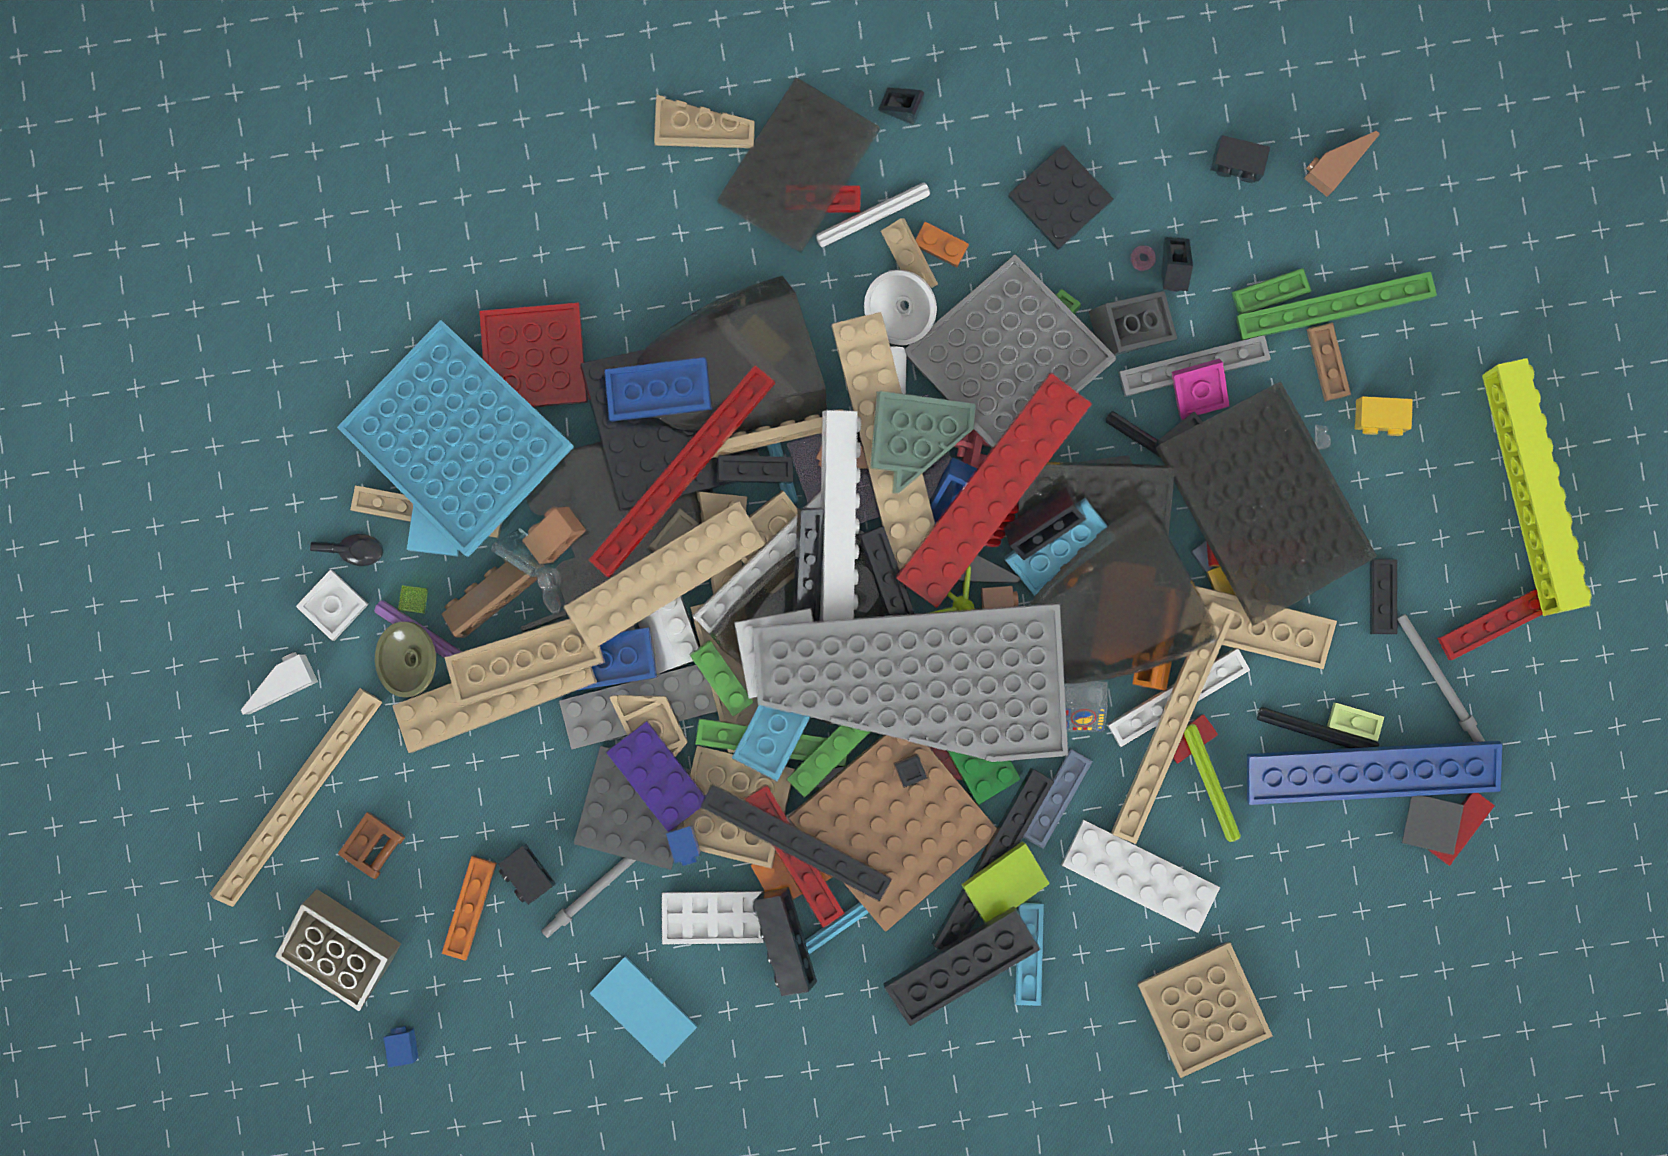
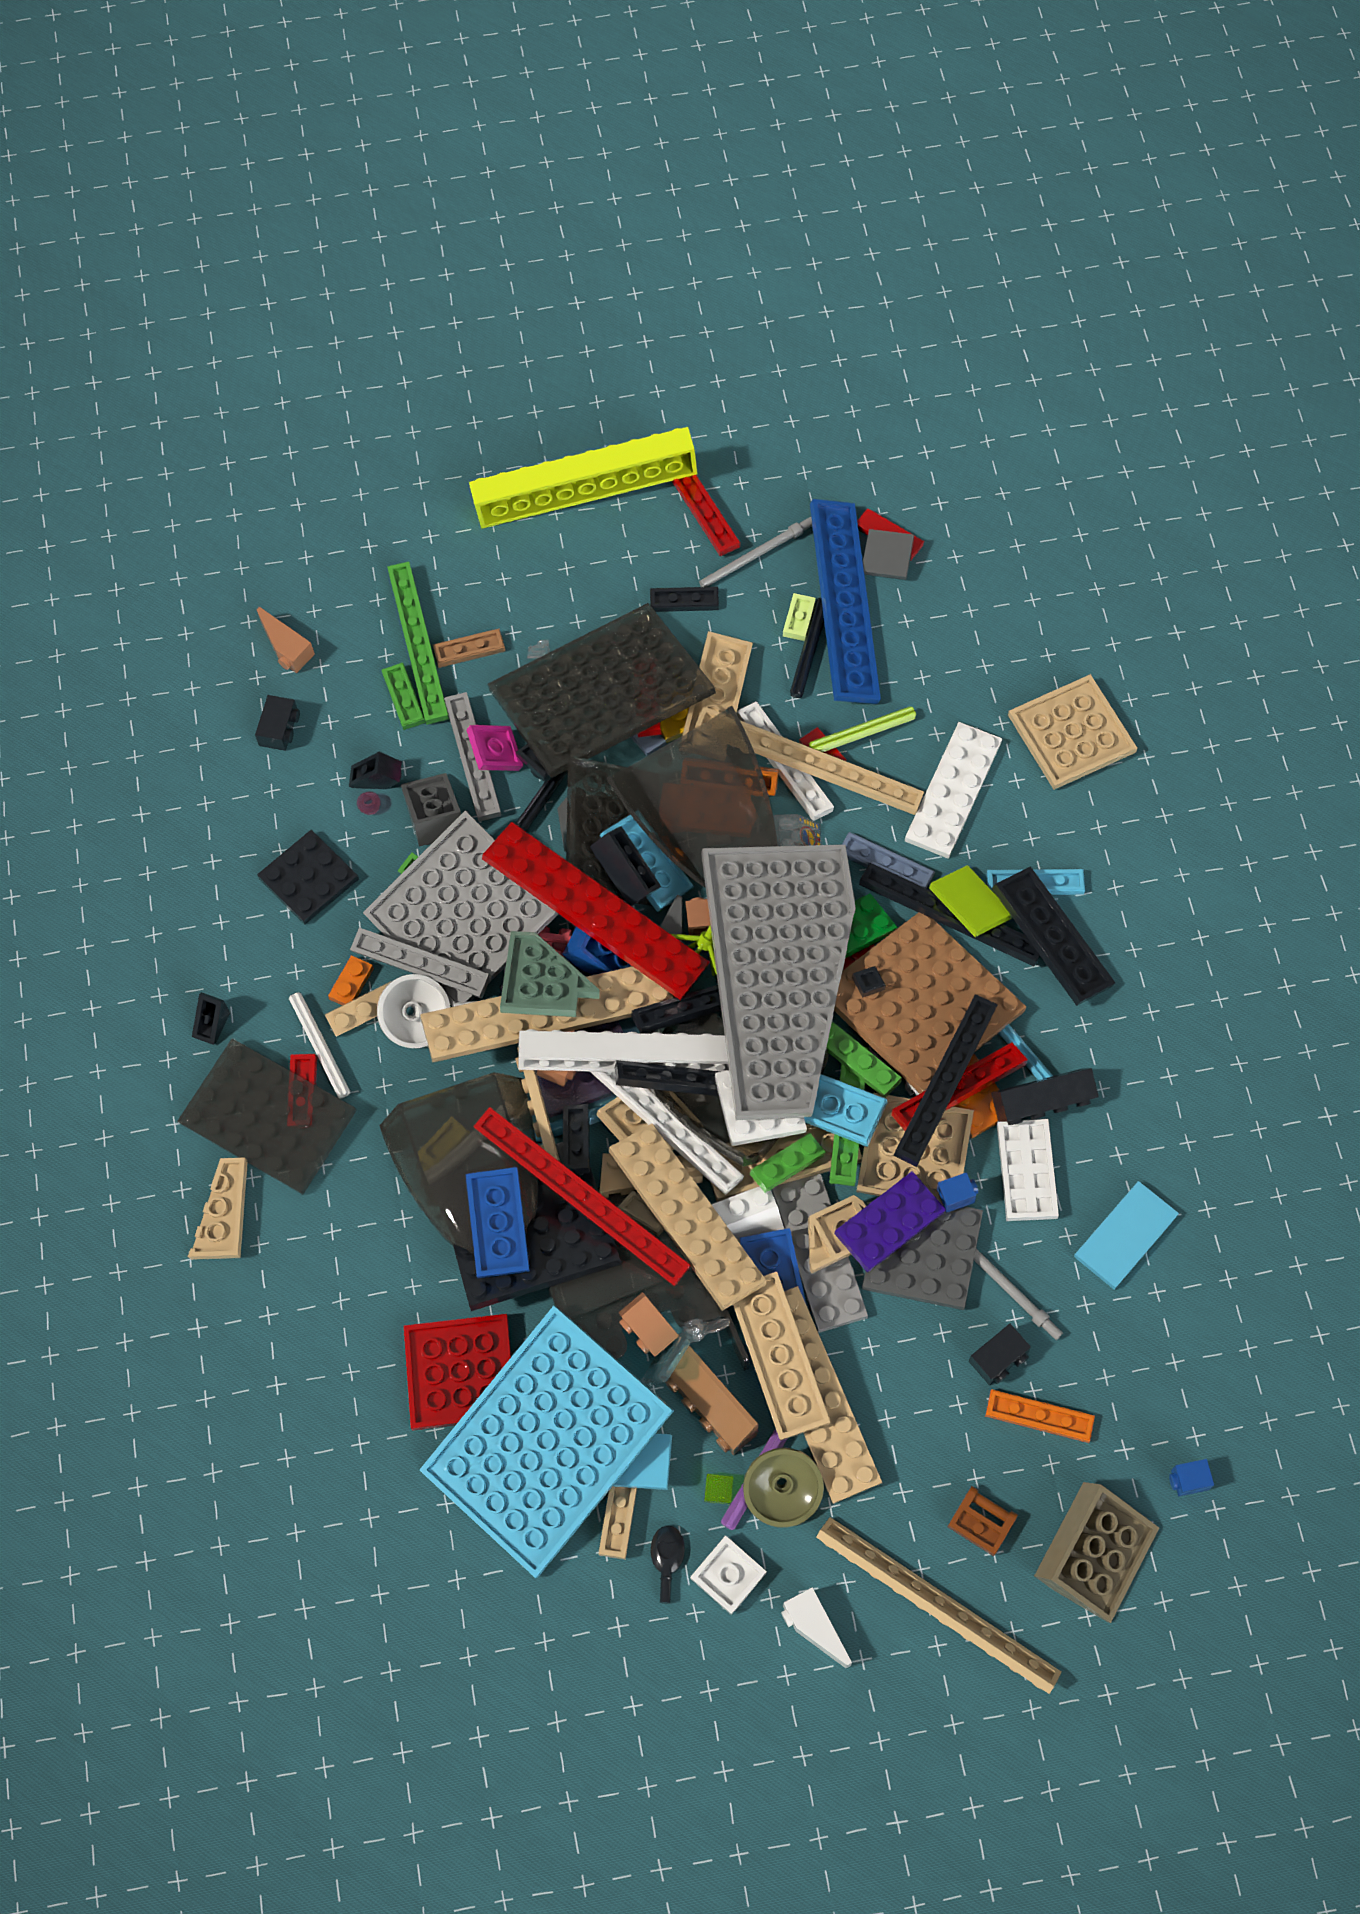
camera: 90 degrees left, 20 degrees down
(952, 313) = (420, 962): none -> light grey plate
(1383, 414) = (518, 601): yellow brick -> none

